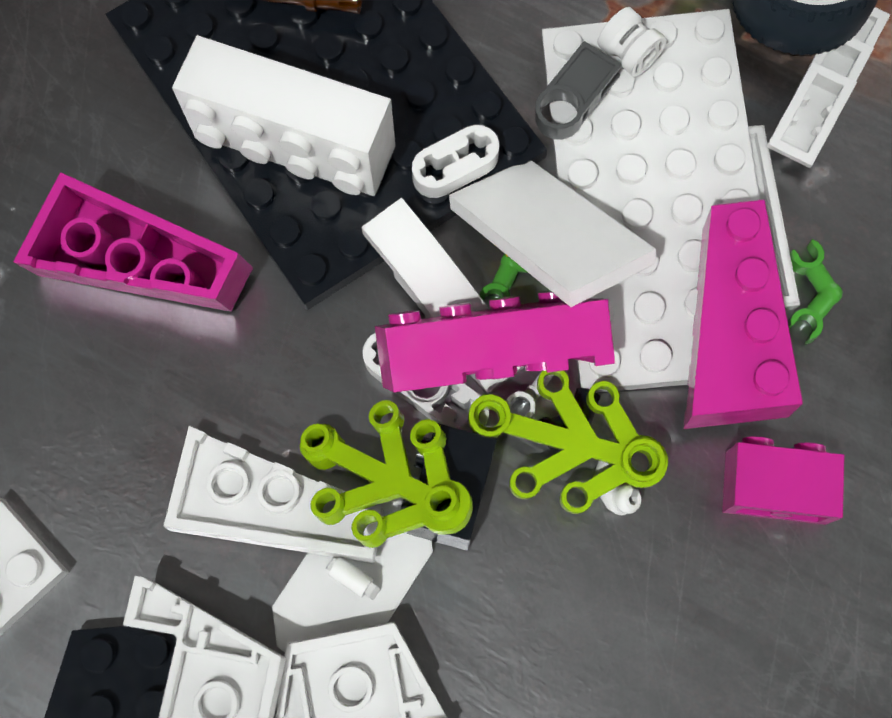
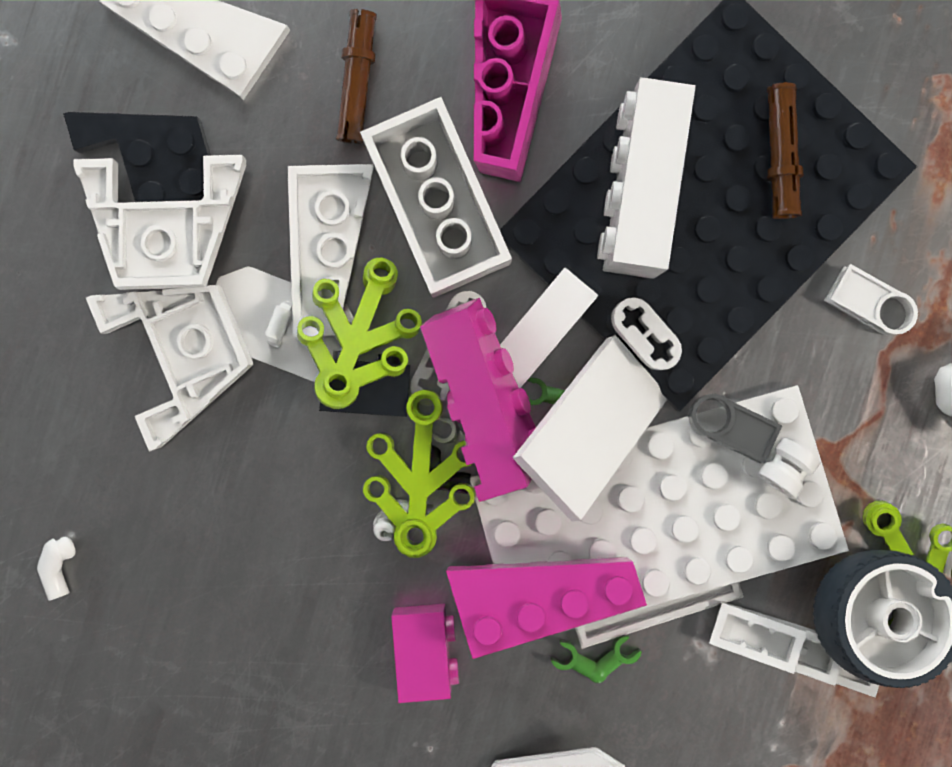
camera: 80 degrees right, 15 degrees up
(62, 420) = (357, 58): none -> reddish brown pin
(246, 357) = (436, 197): none -> white brick

